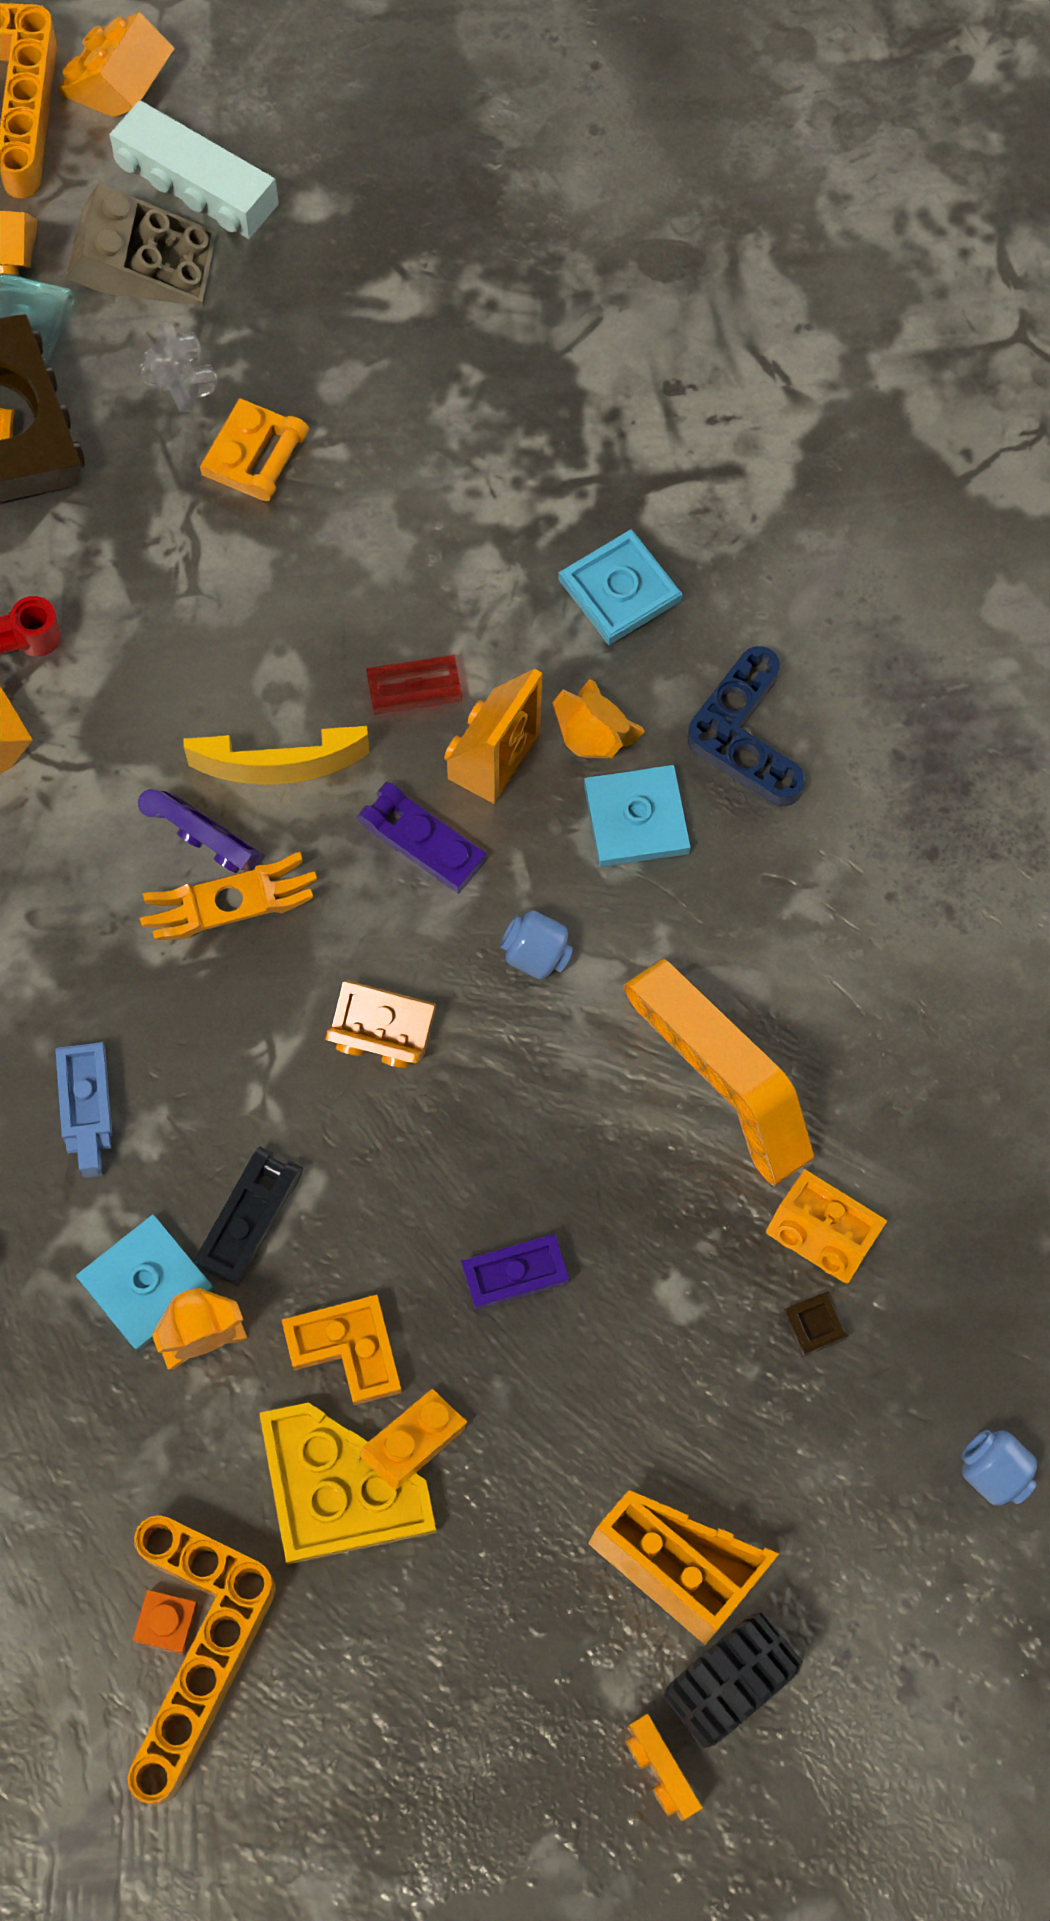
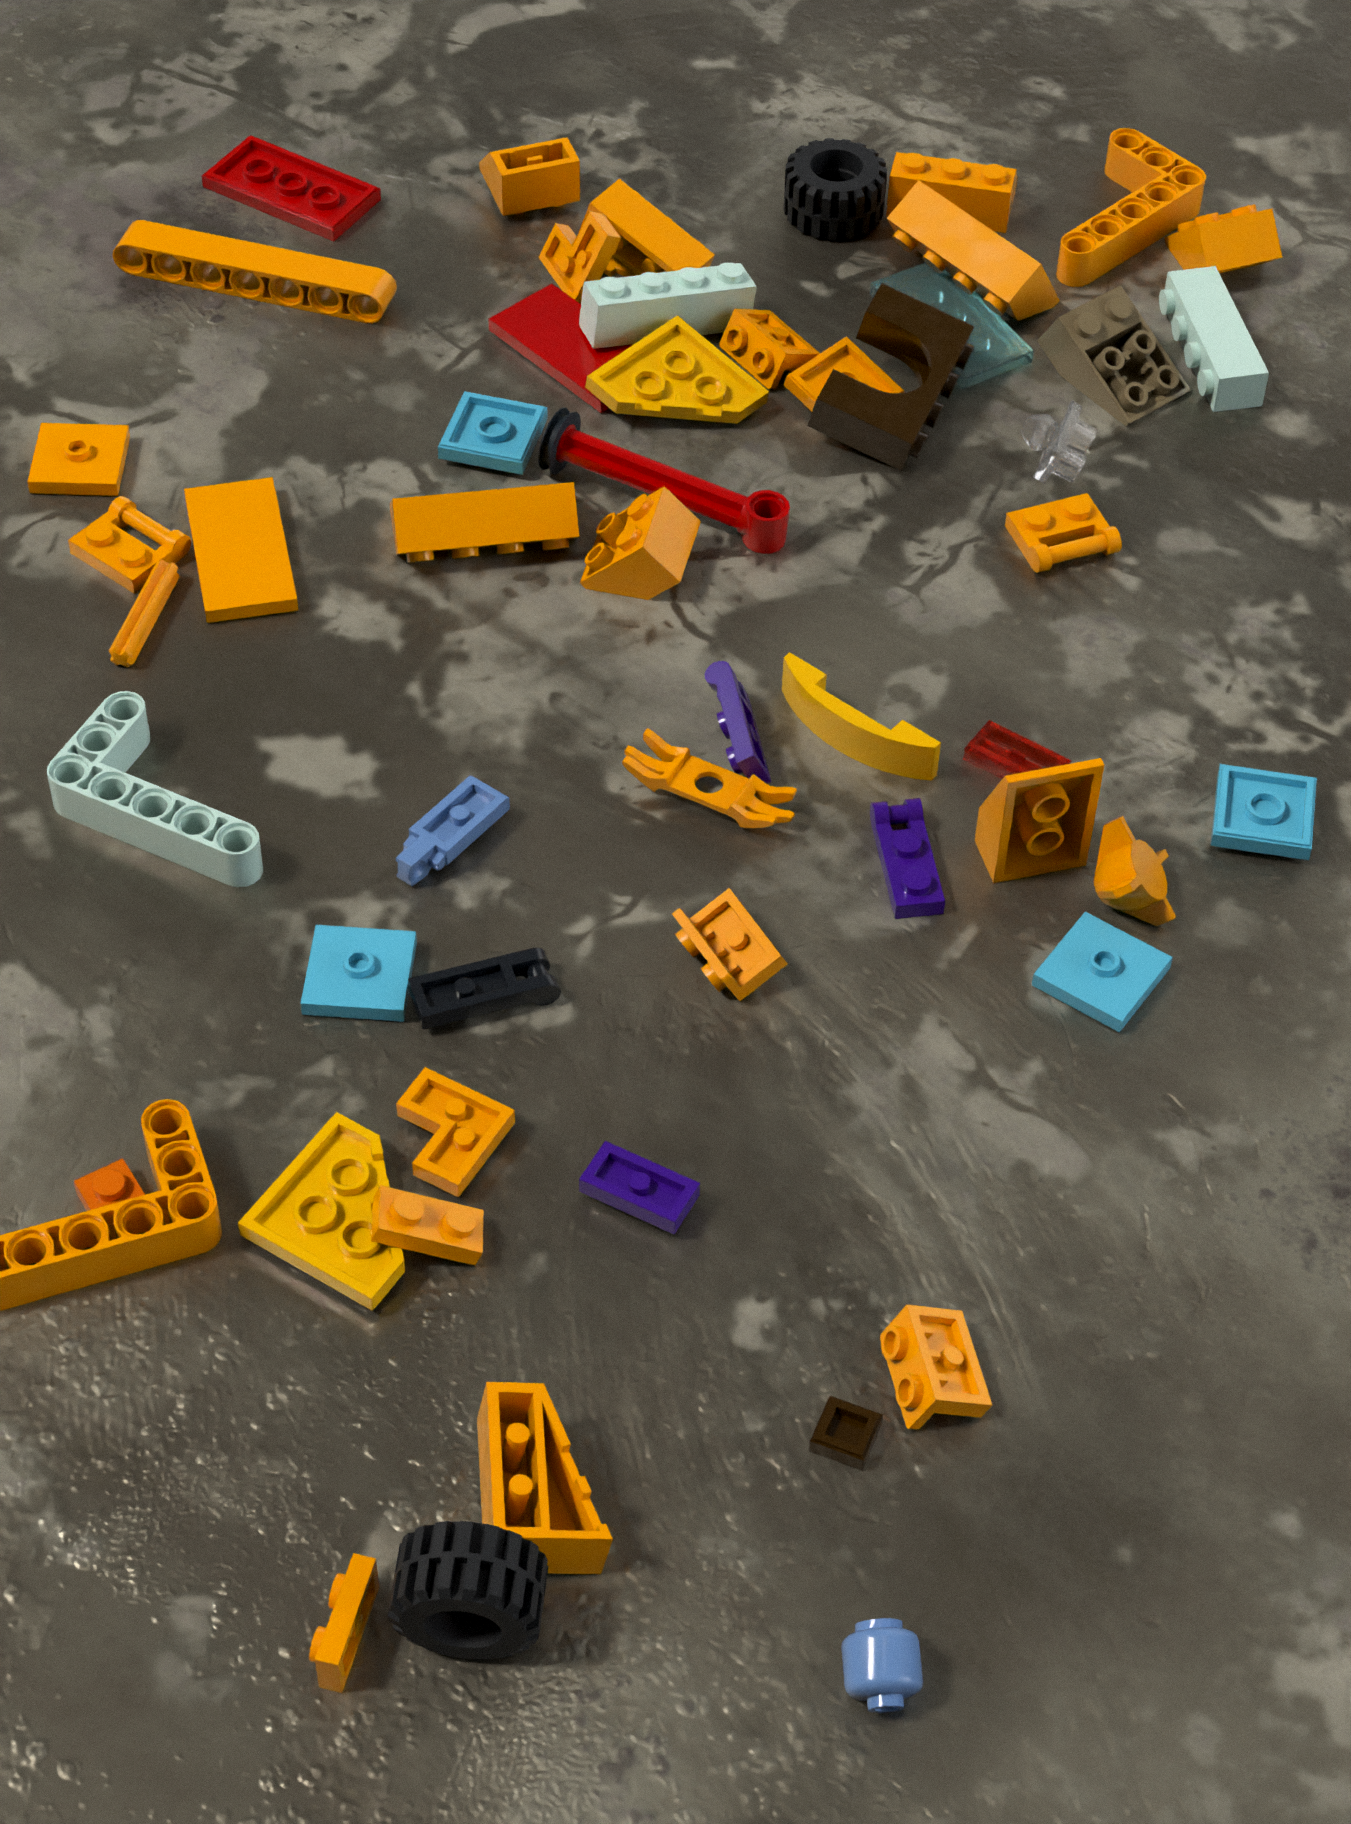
camera: 45 degrees right, 20 degrees down
(197, 1325) = (355, 1016): light orange piece -> none
(536, 945) = (913, 985): medium blue head -> none
(729, 725) = (1255, 969): dark blue beam -> none
(730, 1064) = (967, 1189): light orange beam -> none

